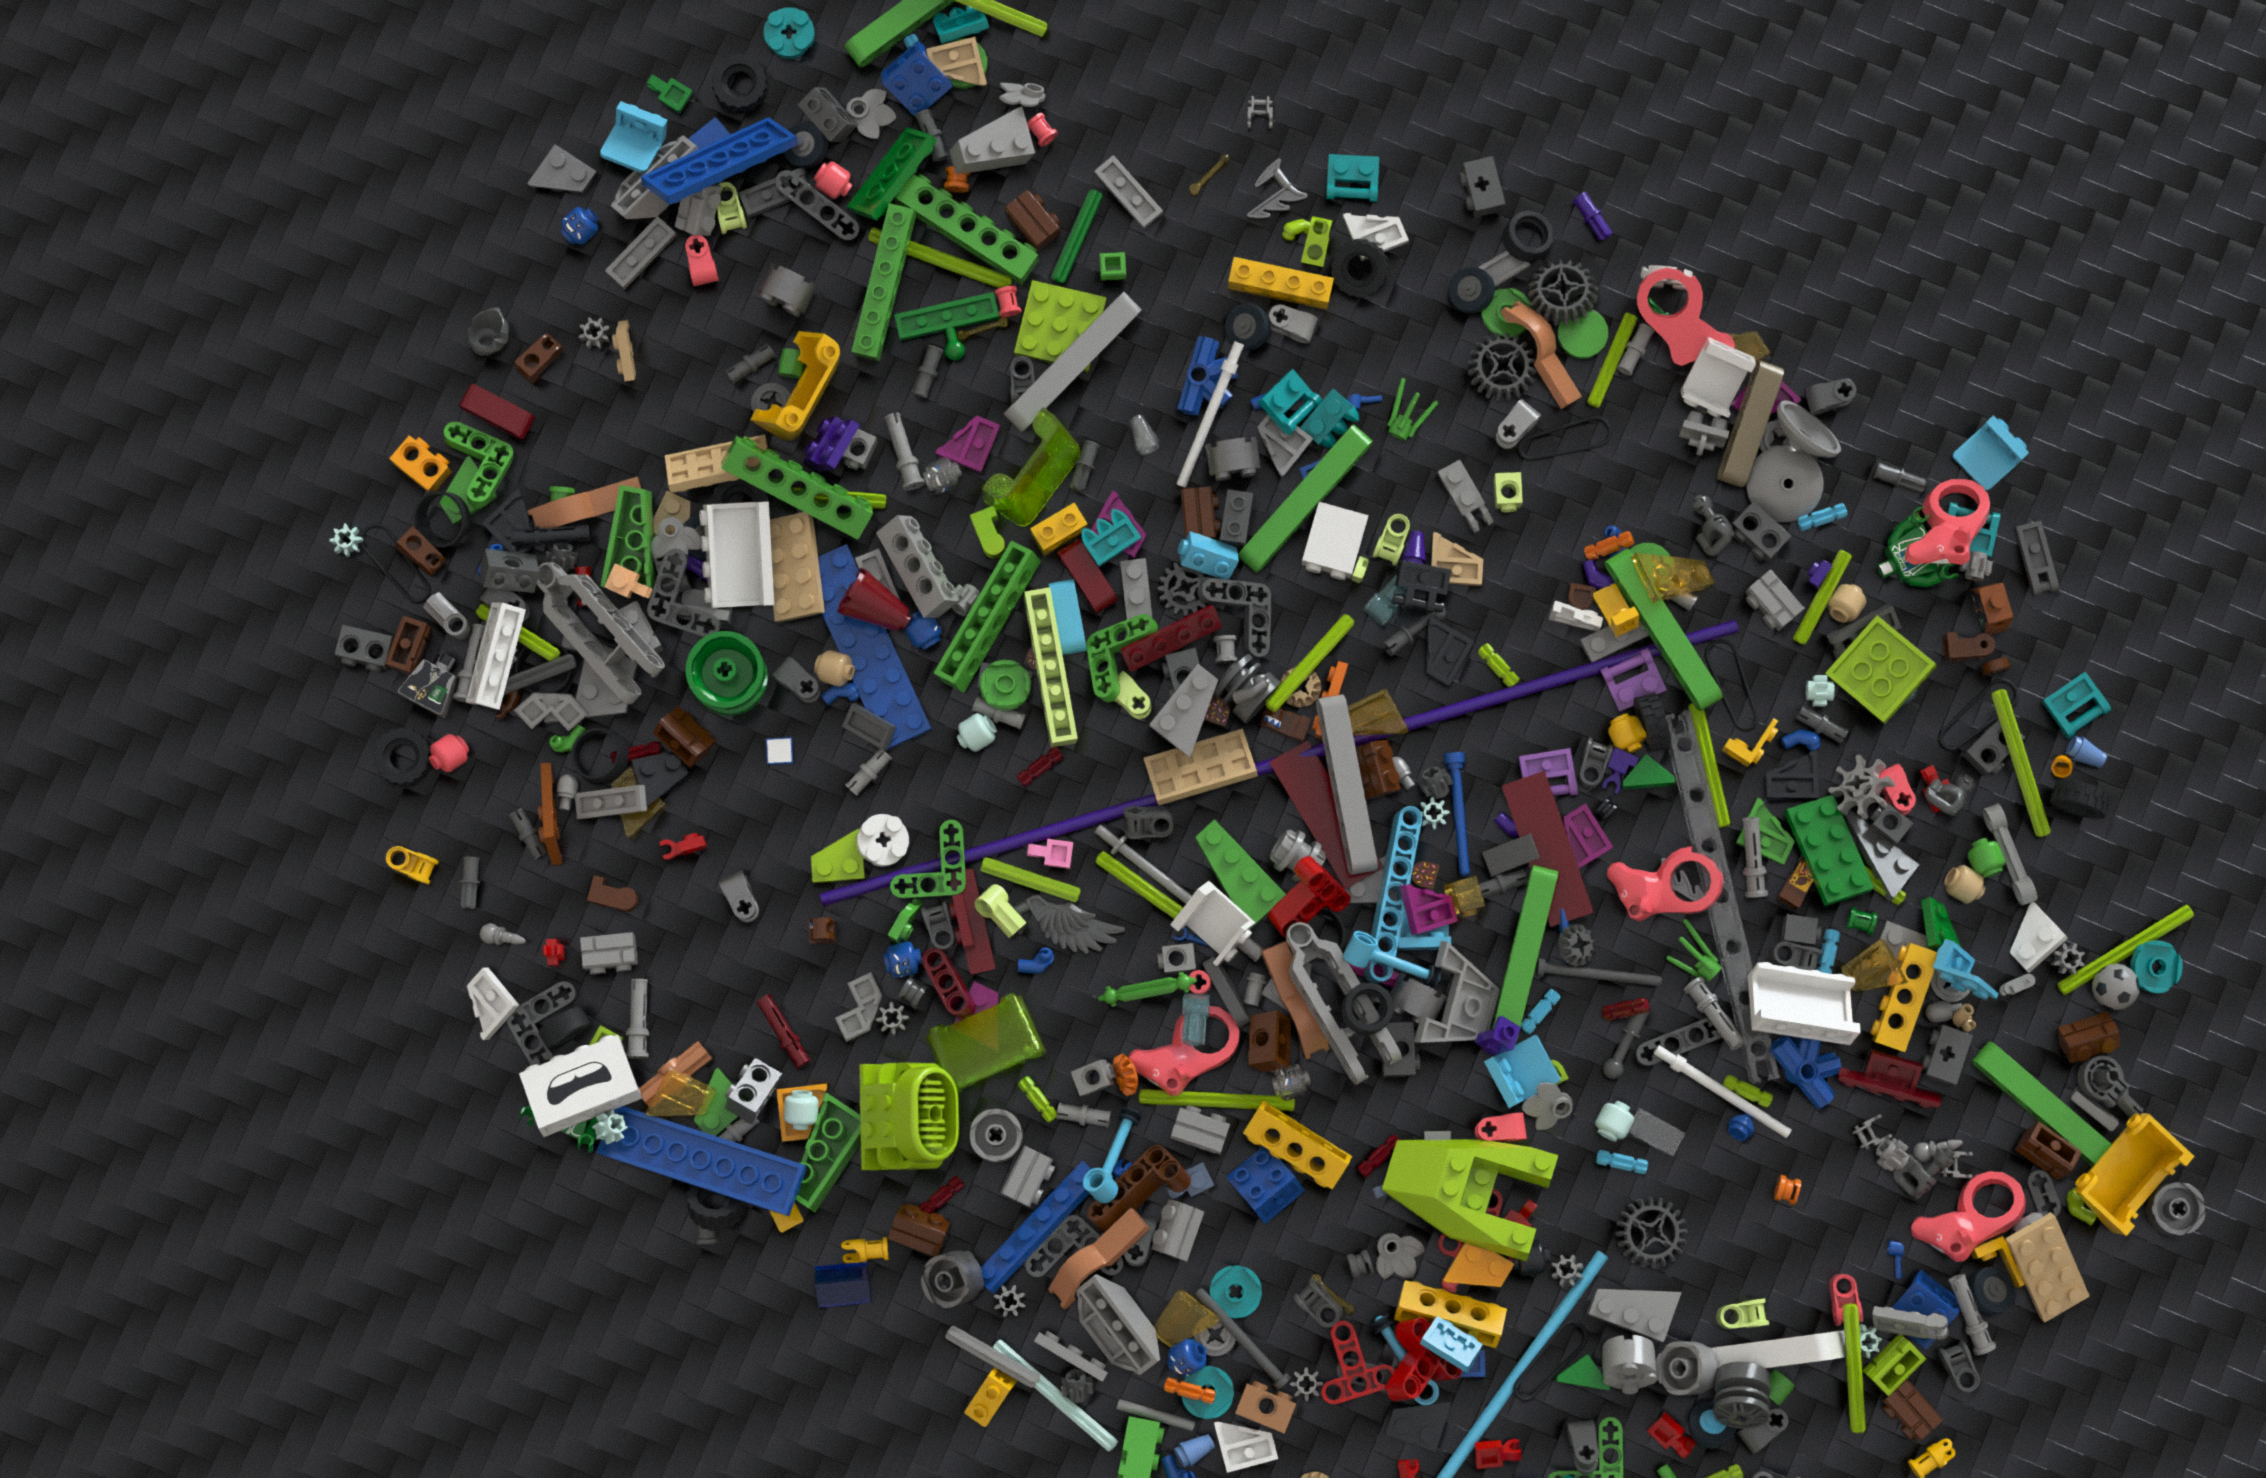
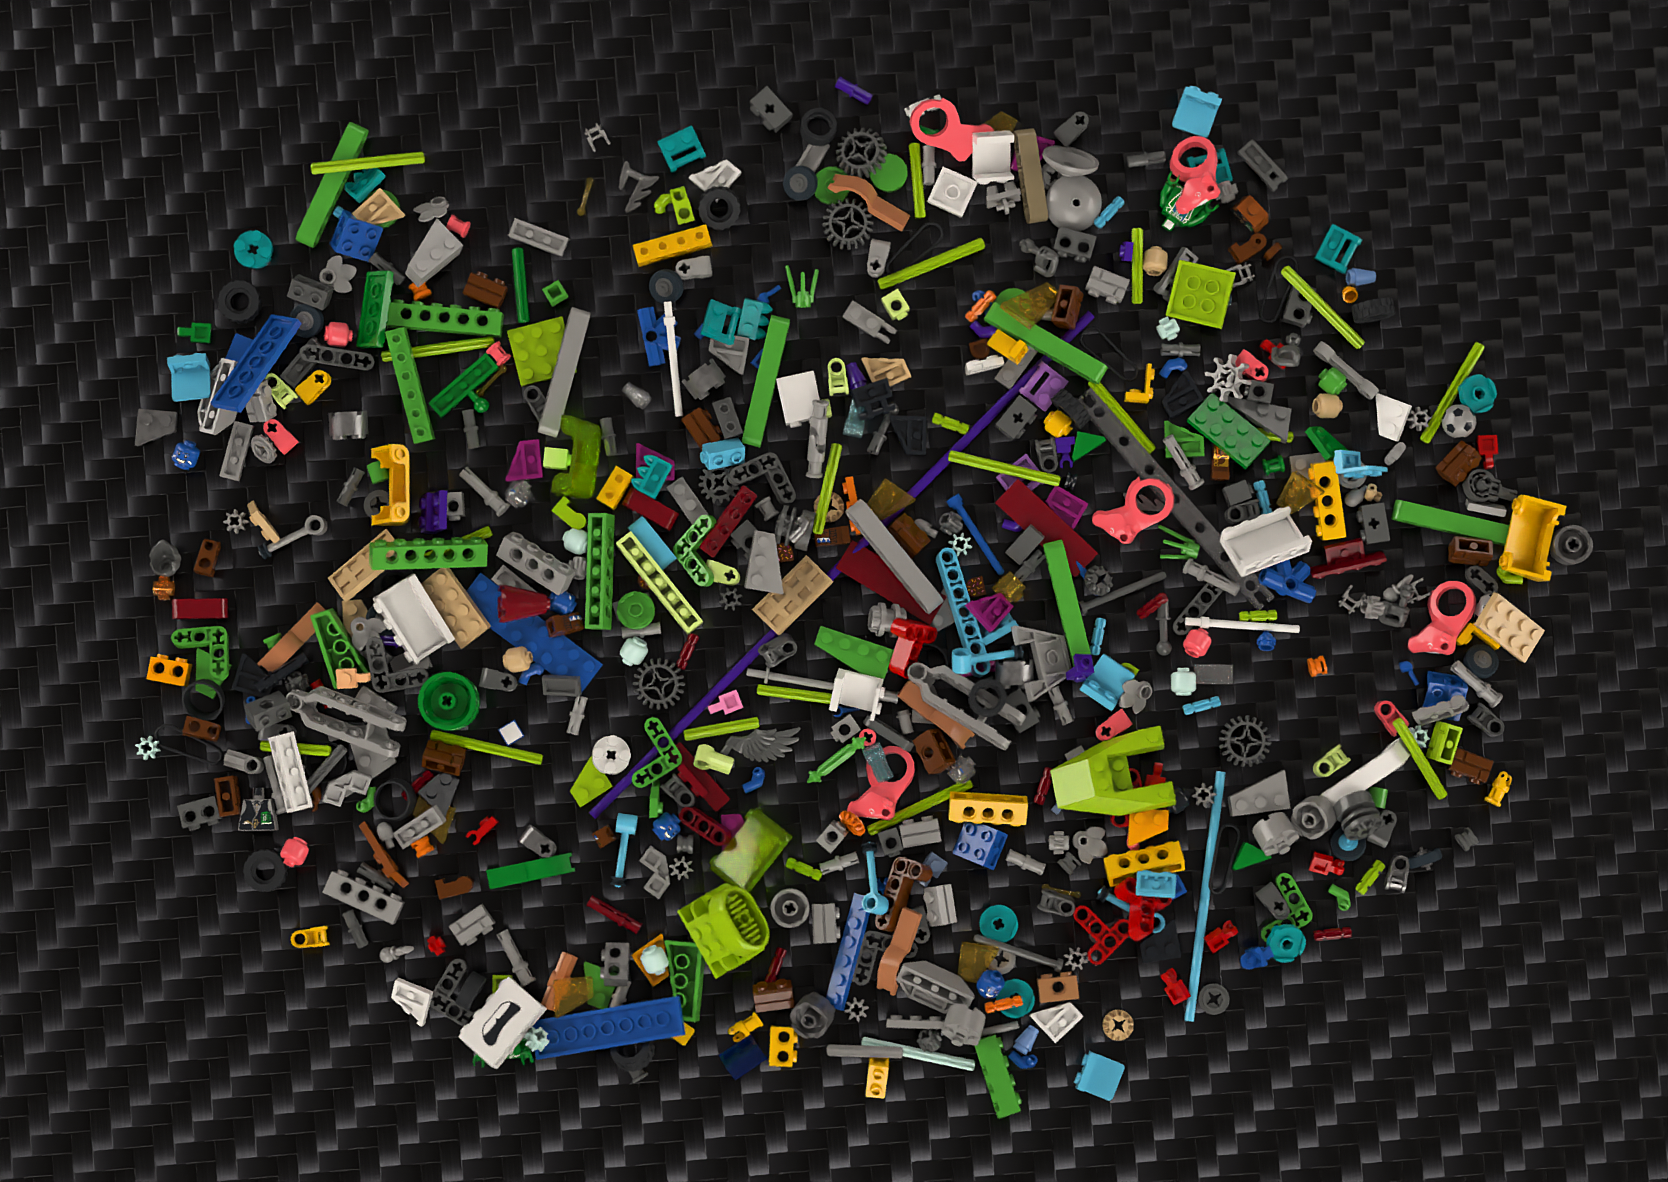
camera: 30 degrees left, 5 degrees up
(468, 365) = (163, 588): none -> clear orange gear
(471, 821) = (334, 889): none -> light grey brick
(601, 828) = (422, 846): none -> orange wheel
(610, 384) = (265, 550): none -> light grey piece
(671, 260) = (261, 444): none -> light grey gear
(711, 925) = (529, 871): none -> green piece
(742, 752) = (487, 747): none -> lime axle
(768, 225) = (311, 387): none -> yellow piece
(856, 933) = (626, 825): none -> medium azure piece
(891, 1293) = (777, 1045): none -> yellow brick
(912, 656) = (564, 624): none -> reddish brown leg
(973, 784) = (664, 700): none -> dark grey gear
(978, 566) = (576, 541): none -> light aqua head
(1008, 458) = (556, 458): none -> yellowish green brick
(1126, 725) = (732, 604): none -> dark grey gear
(1127, 1389) = (963, 1025): none -> light grey brick
(1163, 1111) = (890, 833): none -> dark grey brick
(1308, 1234) = (1025, 862): none -> light grey pin
(1332, 594) = (818, 432): none -> light grey piece
(1360, 1232) = (1058, 842): none -> light grey gear
(1450, 1069) = (1060, 705): none -> light grey pin
(1534, 751) = (1004, 468): none -> lime axle
(1576, 466) = (931, 263): none -> lime axle
(1590, 689) = (1019, 407): none -> dark grey brick
(1646, 395) = (952, 192): none -> white plate
(1656, 1083) = (1197, 642): none -> coral head
(1711, 601) = (1067, 307): none -> reddish brown brick
(1944, 665) = (1239, 268): none -> light grey piece
(2135, 1038) = (1487, 446): none -> red plate

